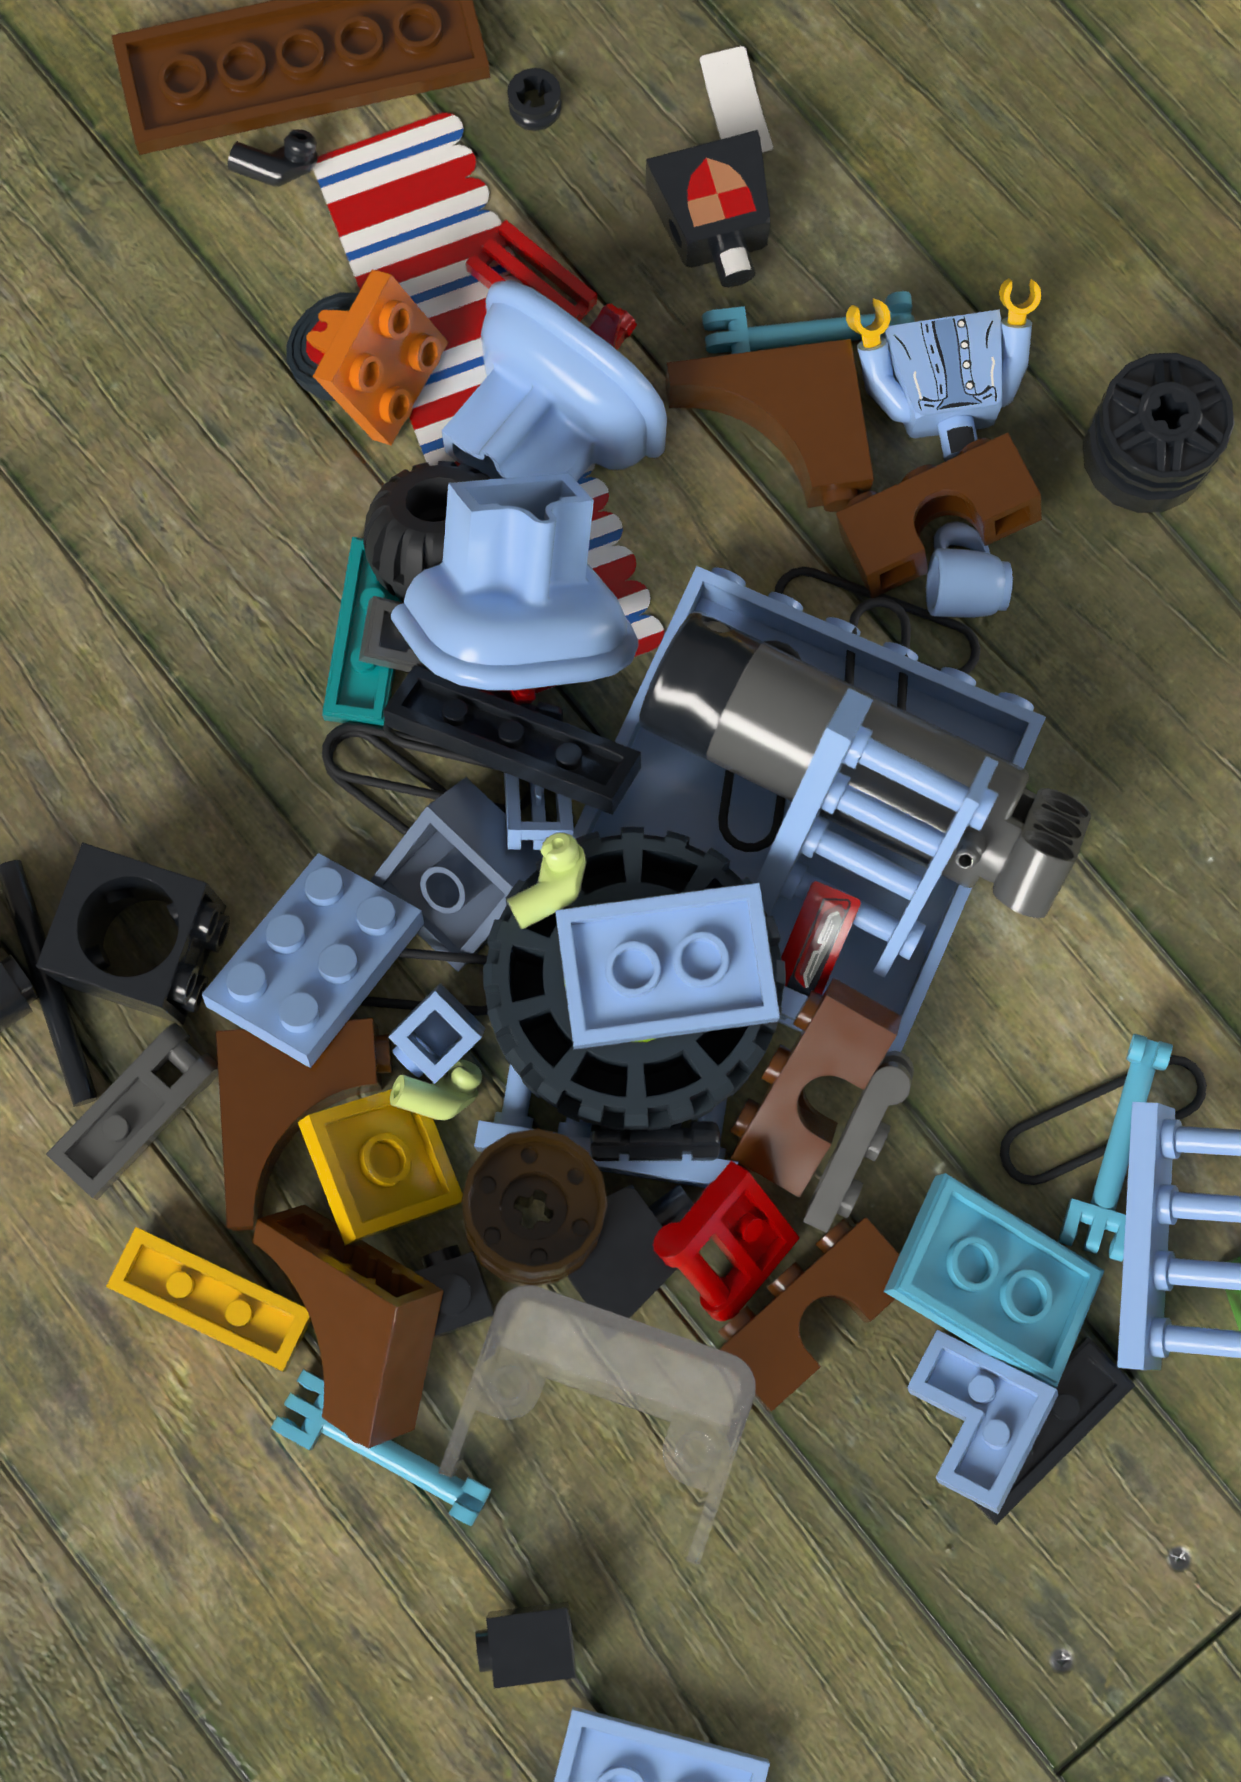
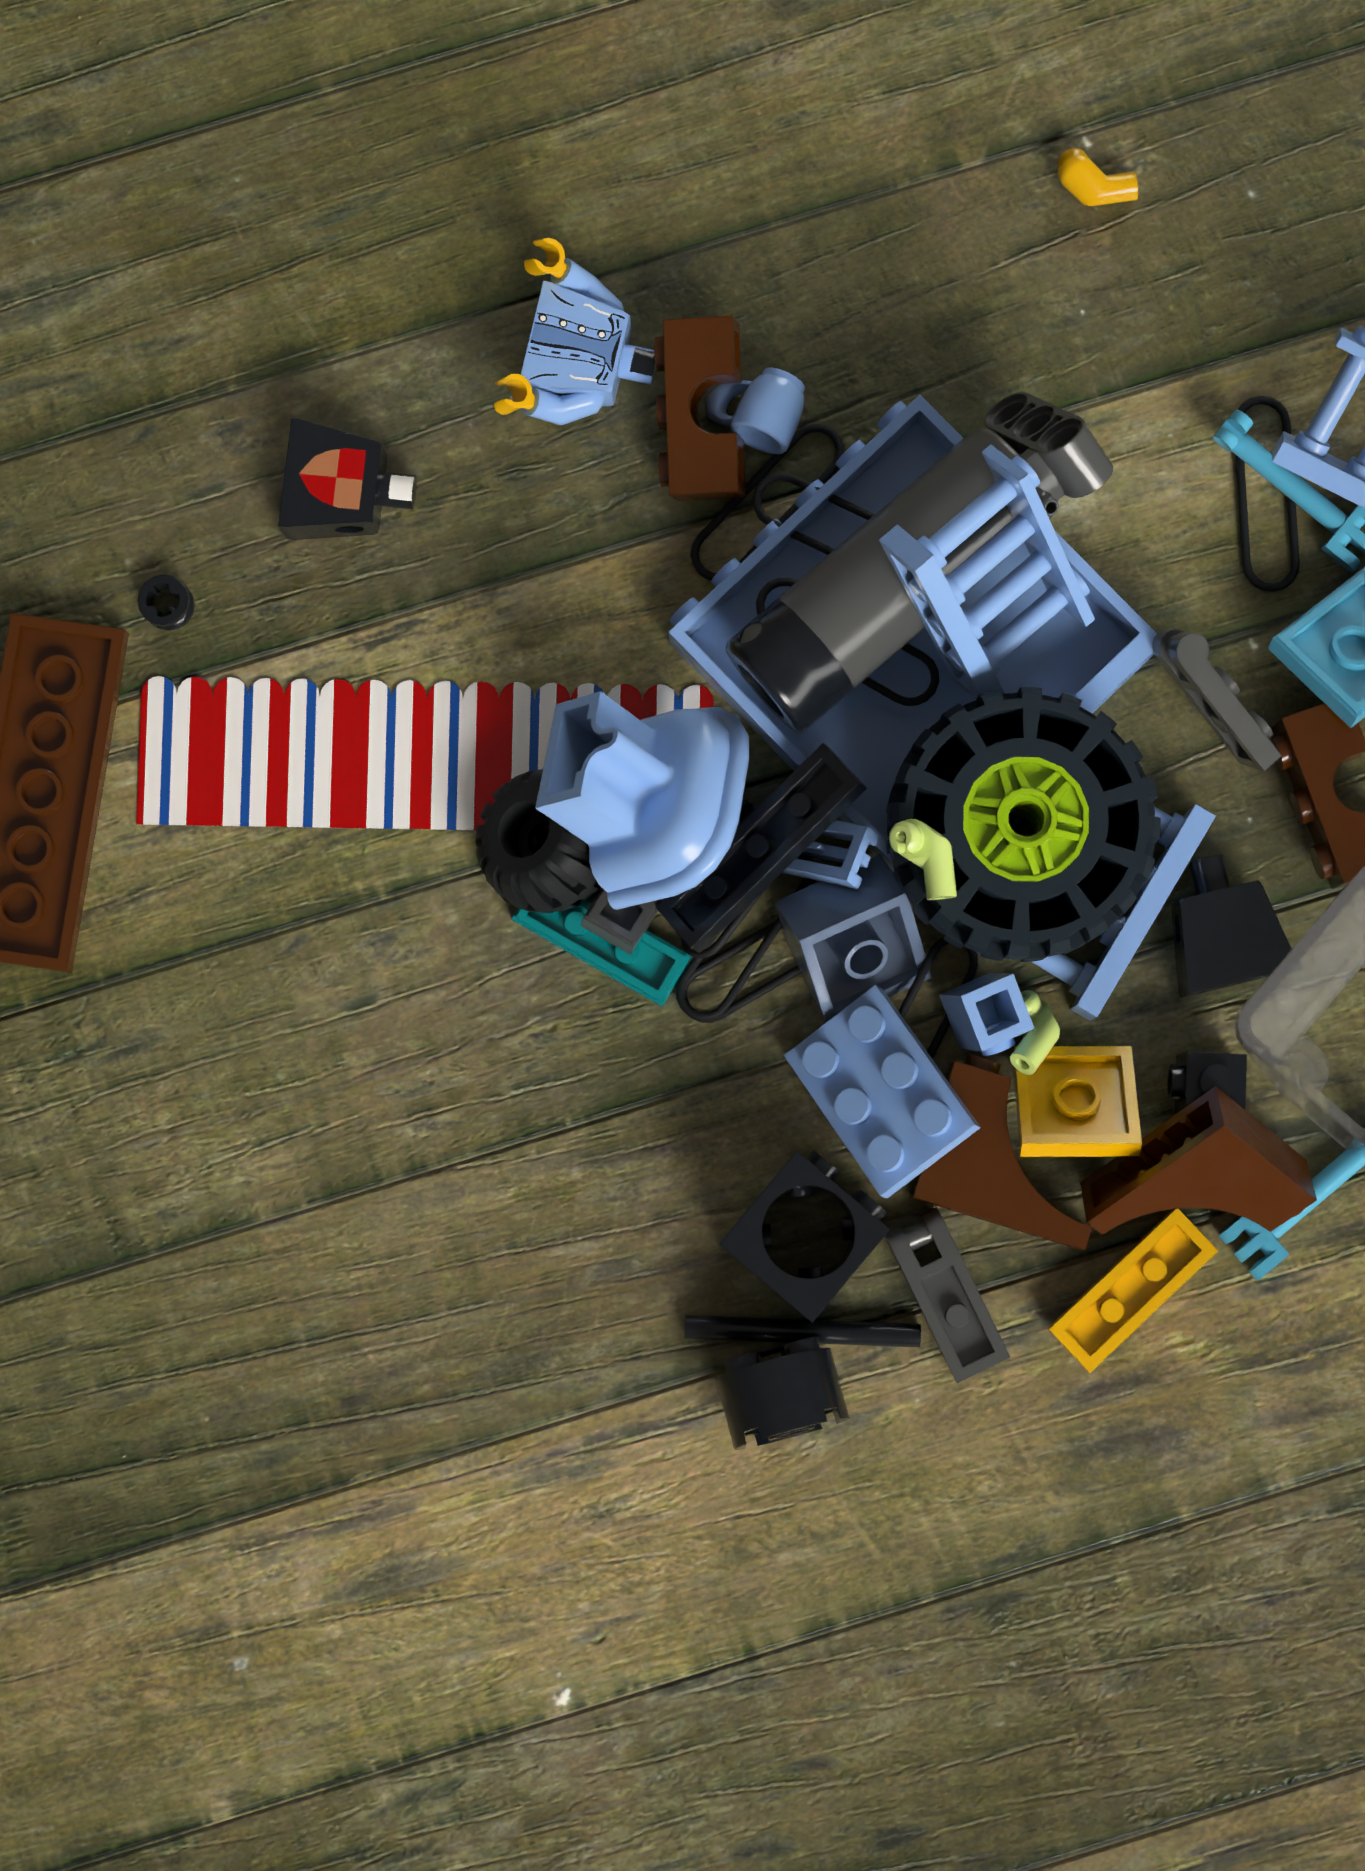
camera: 60 degrees left, 5 degrees up
(279, 166) = (135, 851): black arm -> none
(367, 353) = (352, 844): orange plate -> none
(510, 236) = (329, 653): red tile -> none
(515, 1173) = (1180, 948): dark brown wheel -> none
(554, 393) = (464, 696): light blue piece -> none
(667, 966) = (1037, 788): light blue plate -> none
(670, 1144) = (1172, 828): black axle -> none
(734, 94) = (239, 428): white sticker -> none
(743, 1227) = (1251, 821): red plate -> none
(747, 339) = (468, 509): medium azure hinge -> none
(797, 399) = (554, 482): reddish brown arch -> none
(818, 937) = (1041, 657): sticker -> none
(839, 1037) = (1129, 680): reddish brown arch -> none
(1142, 460) = (713, 226): black wheel -> none

